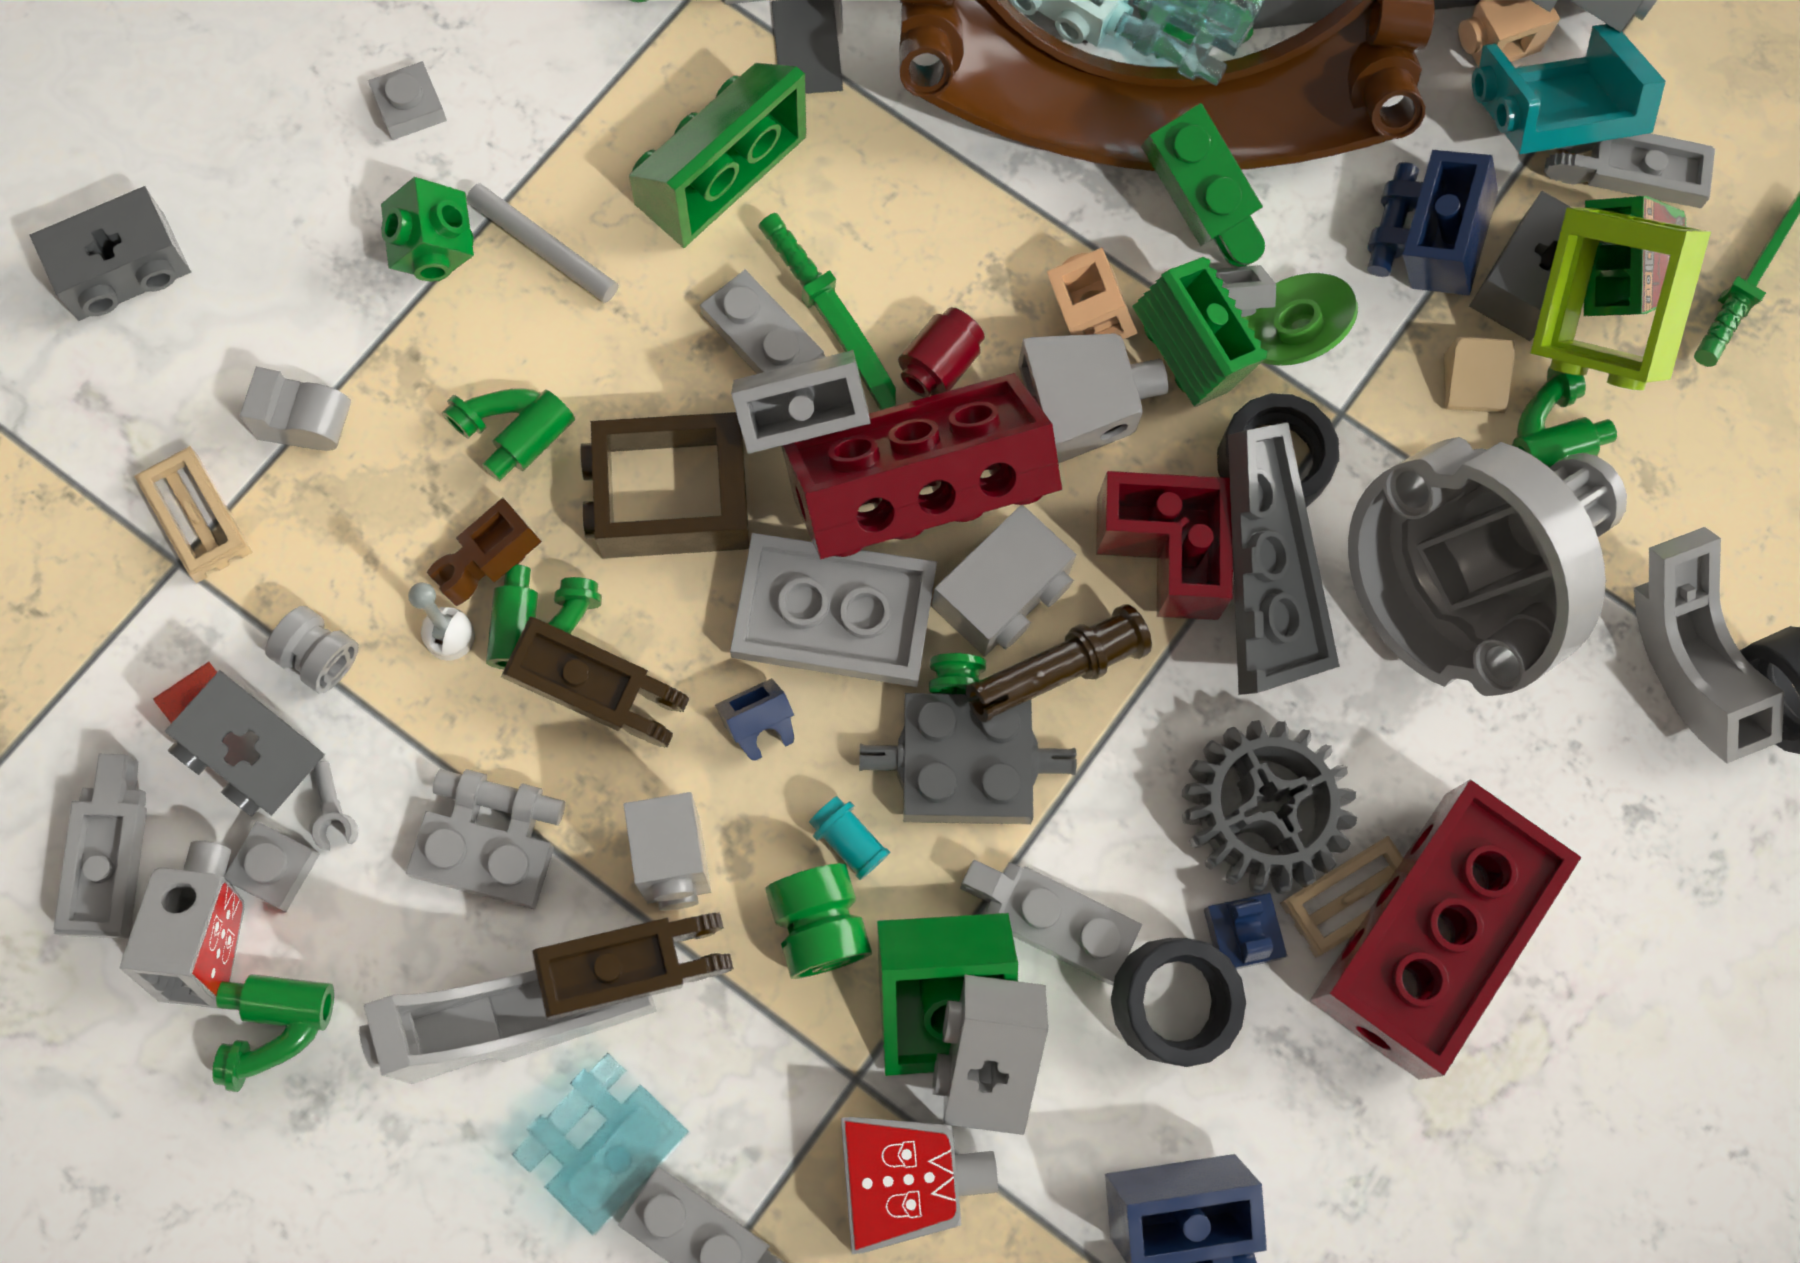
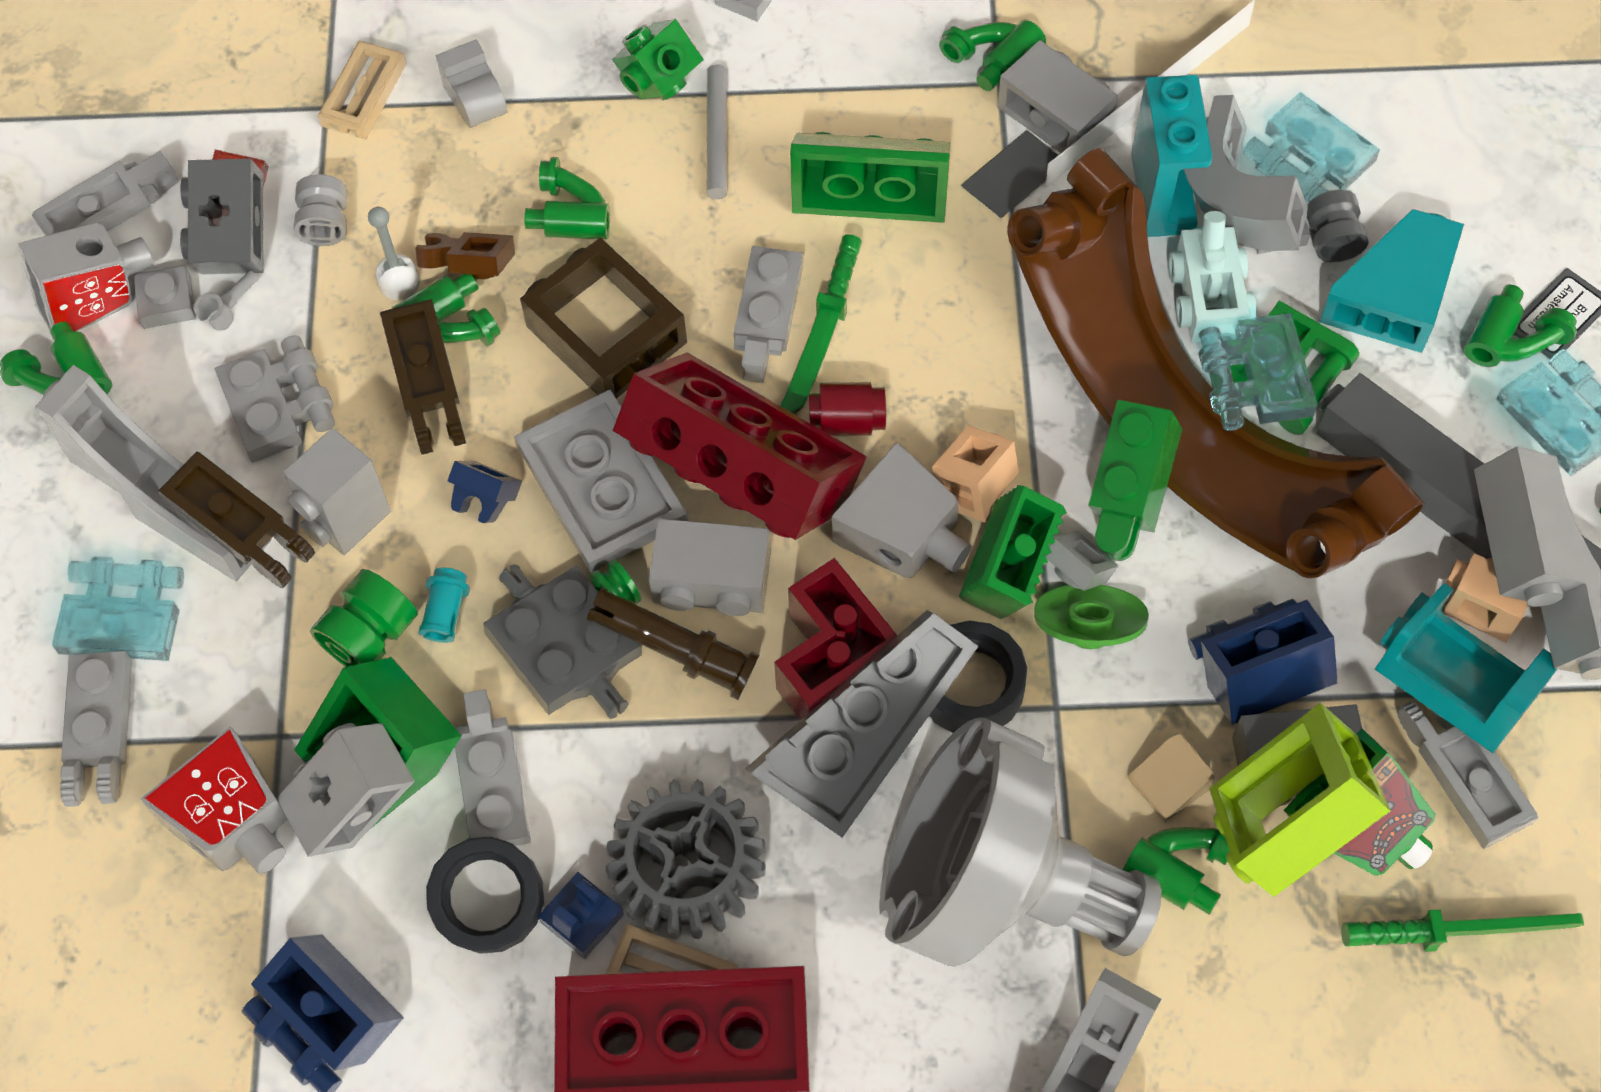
camera: 60 degrees right, 10 degrees down
(800, 402) = (718, 339): light grey brick -> none

